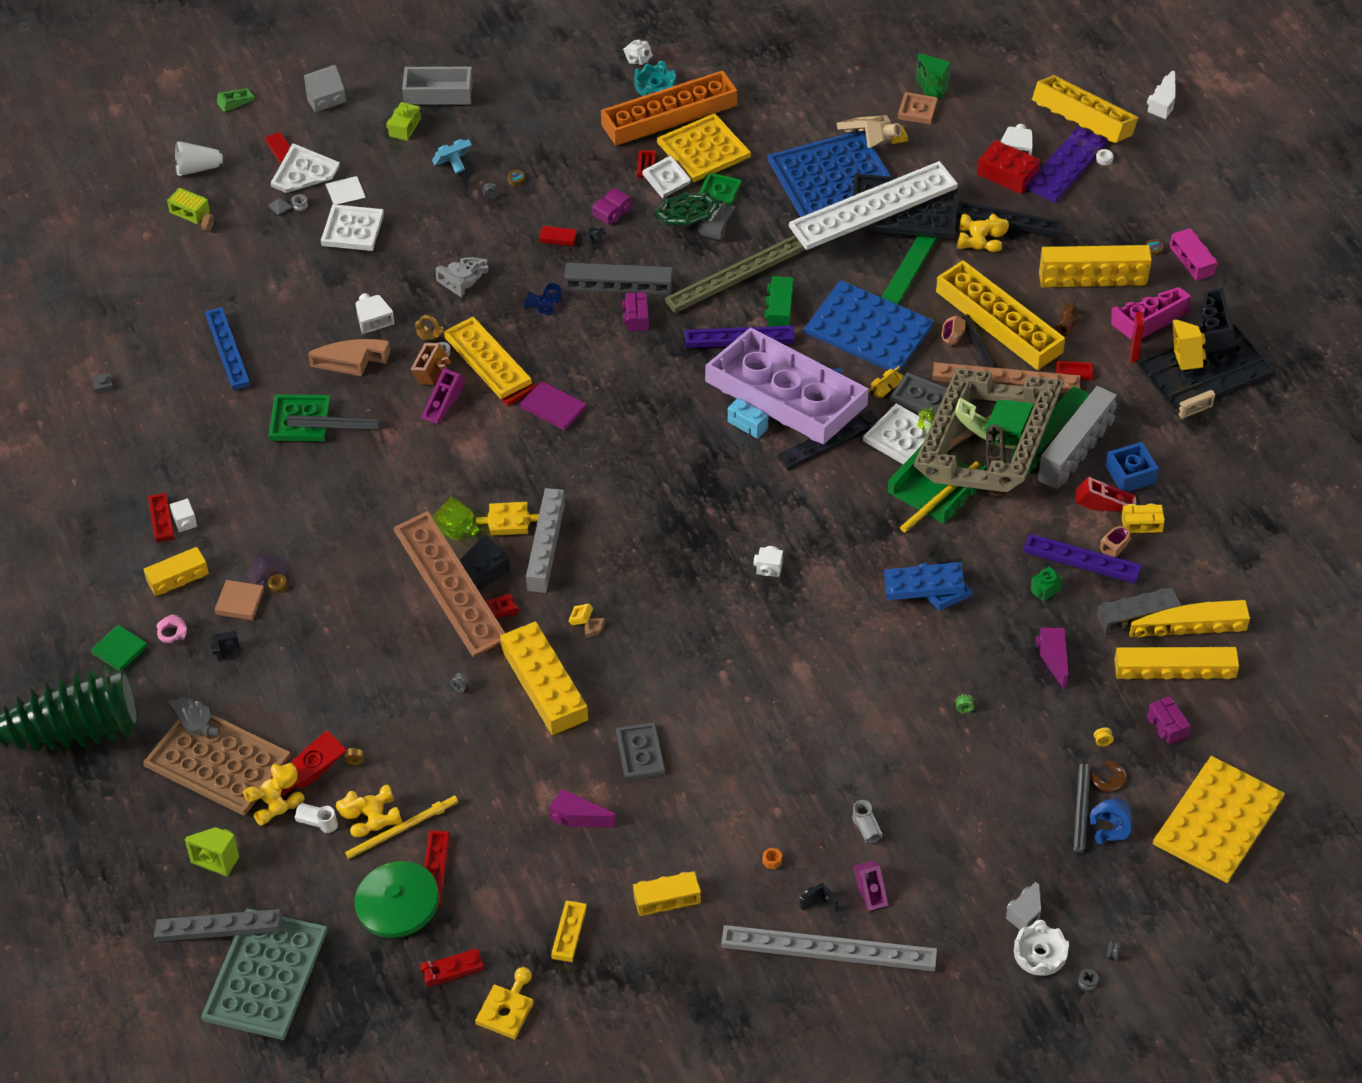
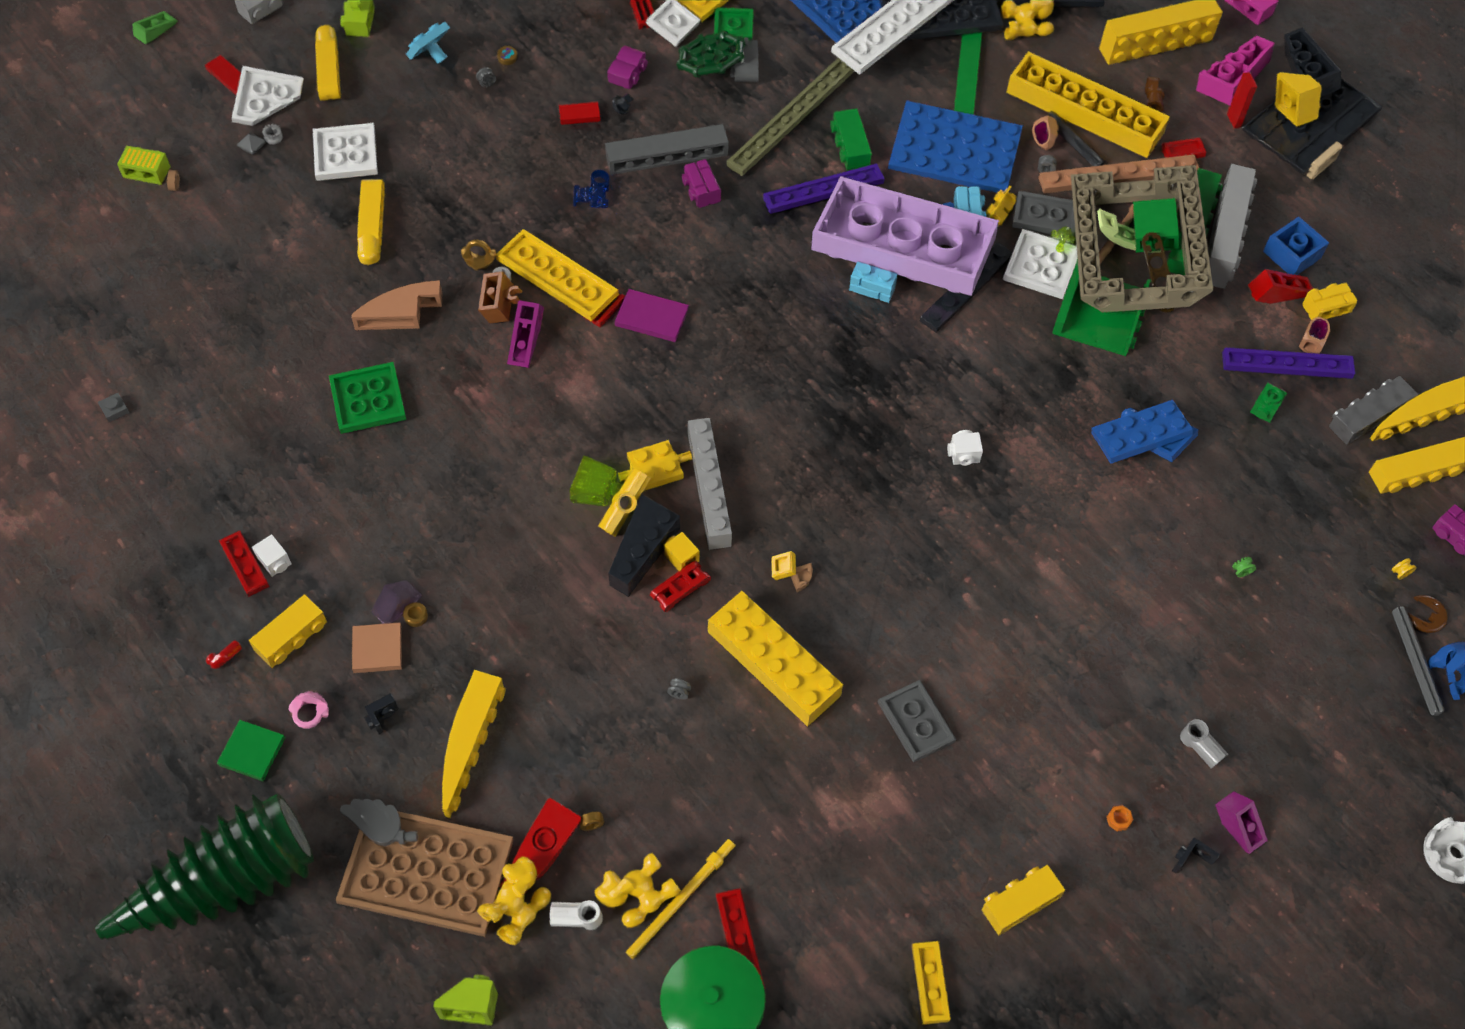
camera: 20 degrees left, 10 degrees up
(119, 579) = (218, 660): none -> red arm
(195, 158) = (132, 106): white cone -> none
(227, 348) = (251, 331): blue plate -> none
(284, 675) = (467, 734): none -> yellow slope
(332, 422) = (409, 395): black axle -> none
(345, 190) = (319, 112): white sticker -> none
(352, 284) = (370, 221): none -> yellow piece
(363, 155) = (327, 63): none -> yellow piece
(373, 313) = (407, 249): white torso -> none
(450, 583) = (628, 570): nougat plate -> none
(461, 274) = (491, 181): light grey piece -> none
(479, 529) = (632, 489): none -> yellow piece
(502, 583) = (680, 551): none -> yellow brick
(578, 812) = (877, 821): magenta slope -> none
(829, 948) = (1229, 917): light grey plate -> none
(860, 371) = (969, 200): none -> medium azure brick
(931, 504) = (1108, 334): yellow bar -> none
(943, 356) = (1047, 163): none -> dark grey bush
(1026, 908) = (1420, 804): light grey slope -> none
(1053, 652) = (1311, 482): magenta slope -> none

